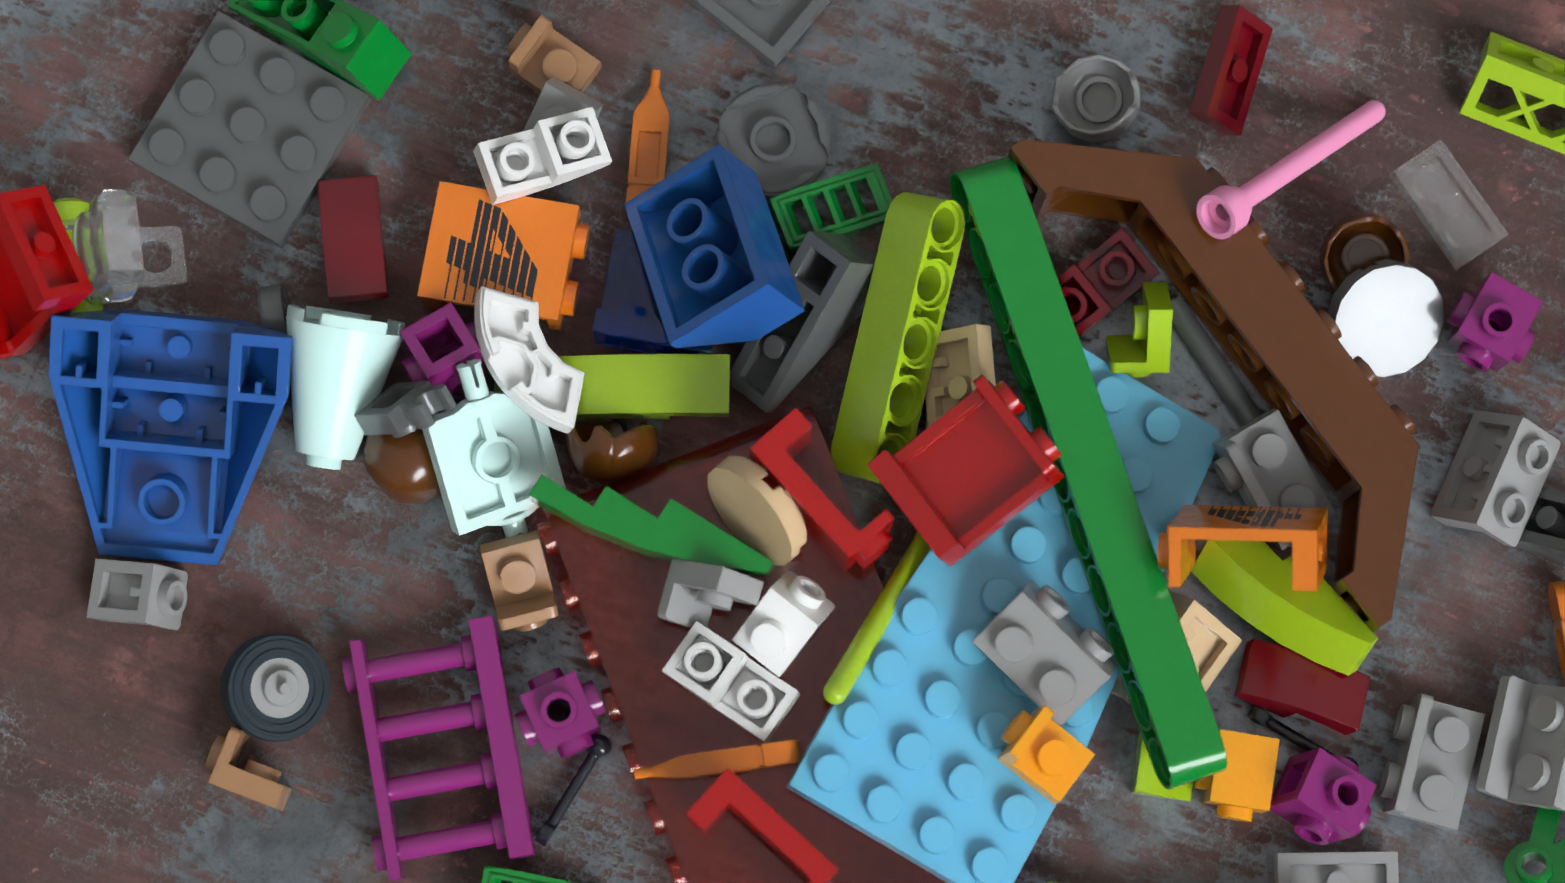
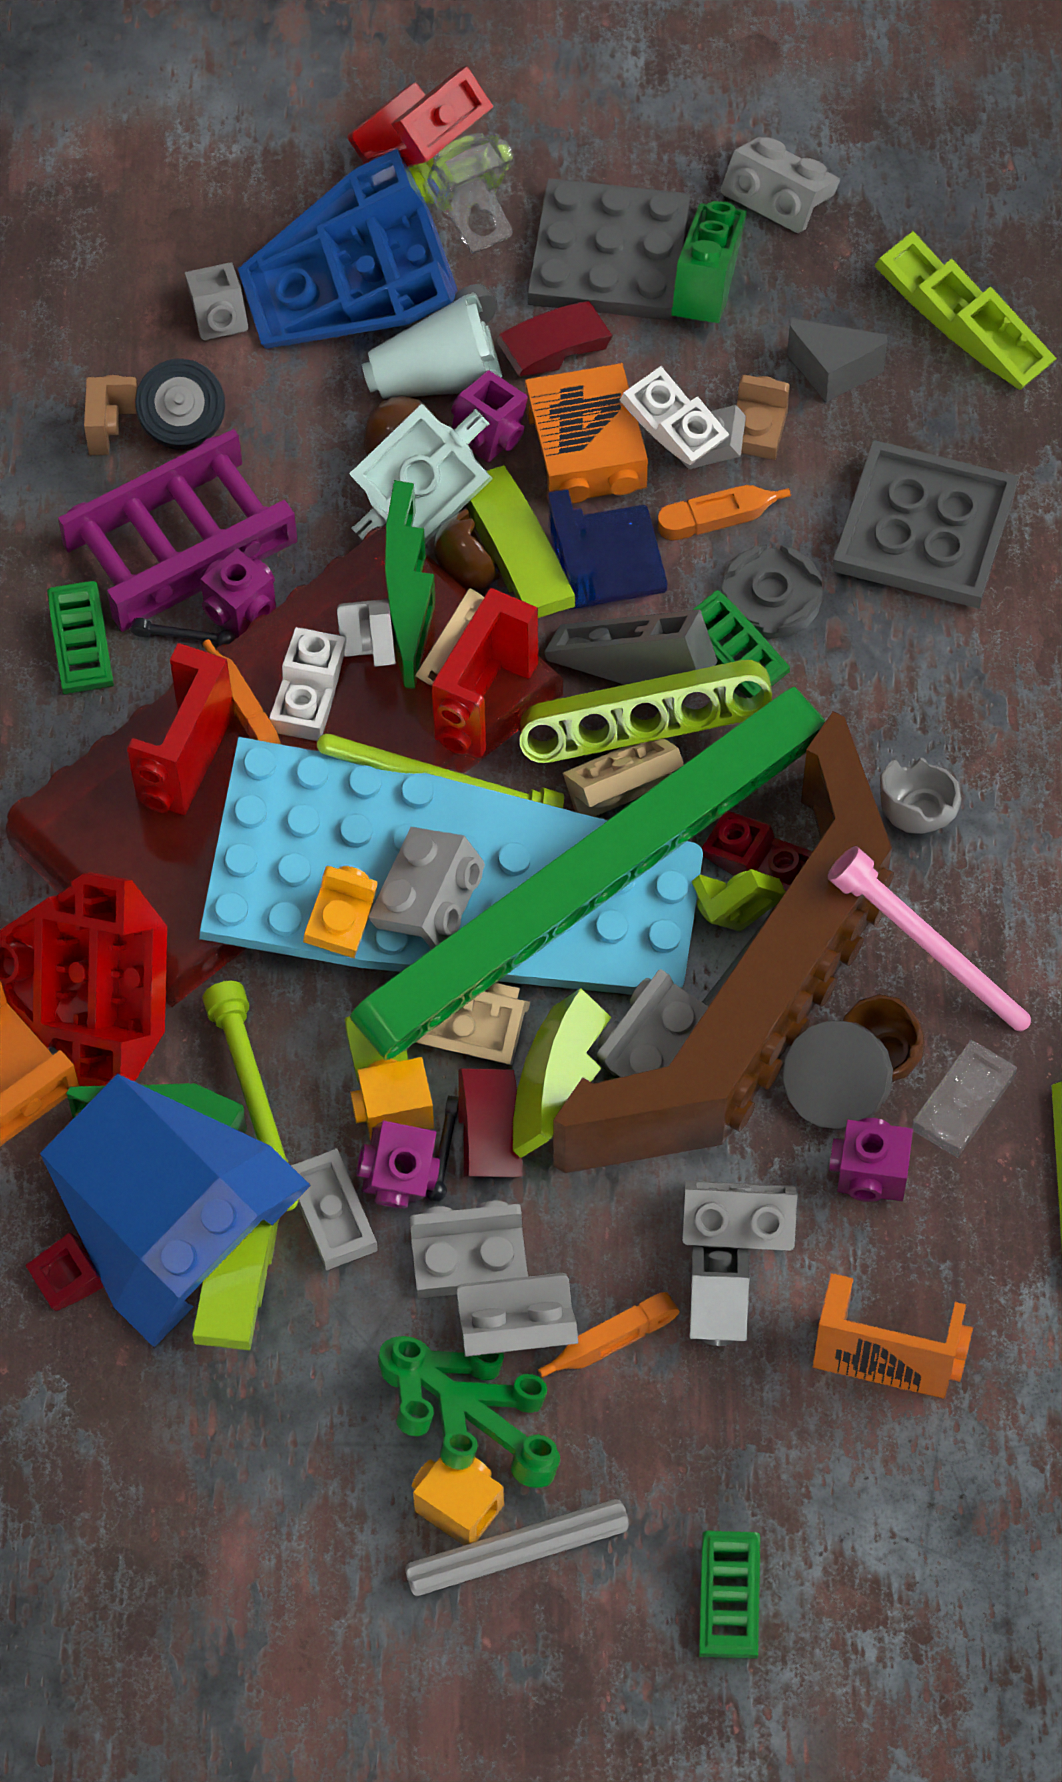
camera: 75 degrees right, 20 degrees down
(404, 408) = (427, 392): dark grey plate -> none
(519, 582) = (332, 532): medium nougat bracket -> none
(523, 361) = (502, 455): white tile -> none
(713, 253) = (652, 556): blue slope -> none
(784, 621) = (373, 697): white bracket -> none
(970, 471) = (546, 774): red panel -> none
(1231, 70) = (996, 889): dark red plate -> none
(1300, 525) = (592, 1024): orange panel -> none

